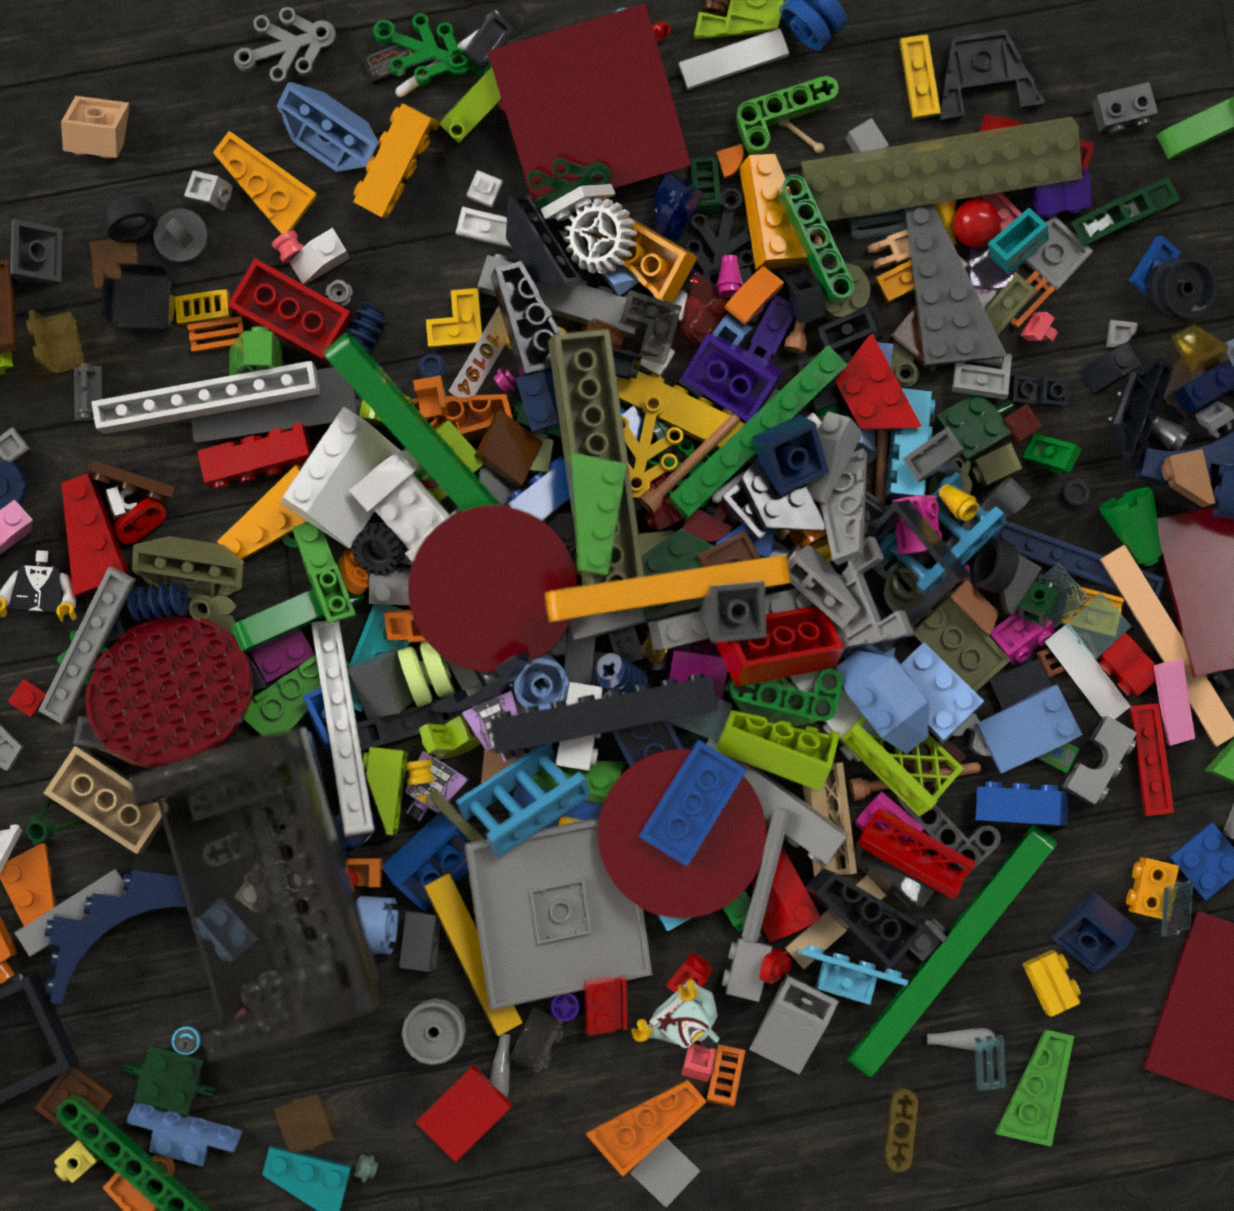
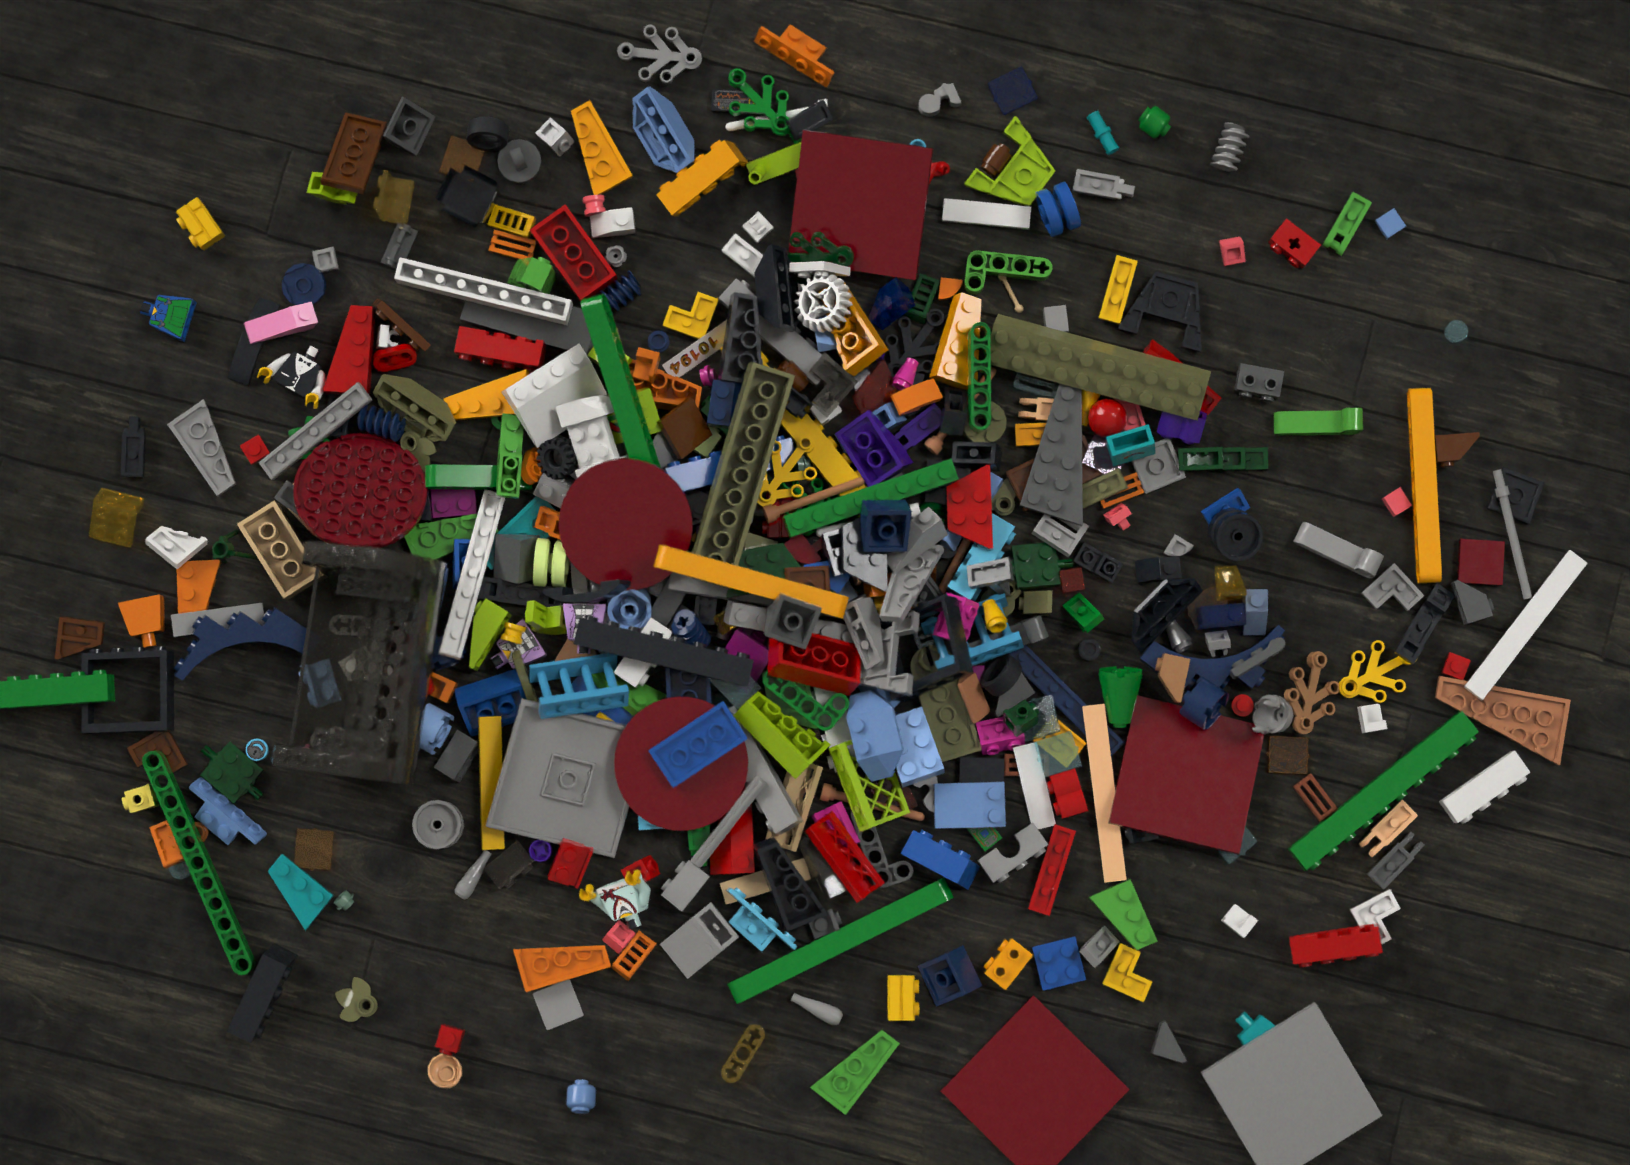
camera: 30 degrees right, 0 degrees up
(94, 127) = (493, 52): light nougat slope -> none
(464, 1113) = (432, 893): red tile -> none
(597, 501) = (727, 497): bright green wing -> none
(775, 966) = (705, 891): red plate -> none
(989, 1043) = (835, 1018): clear light blue tile -> none
(1174, 701) = (1087, 835): bright pink tile -> none
(1177, 908) = (1017, 985): clear light blue piece -> none

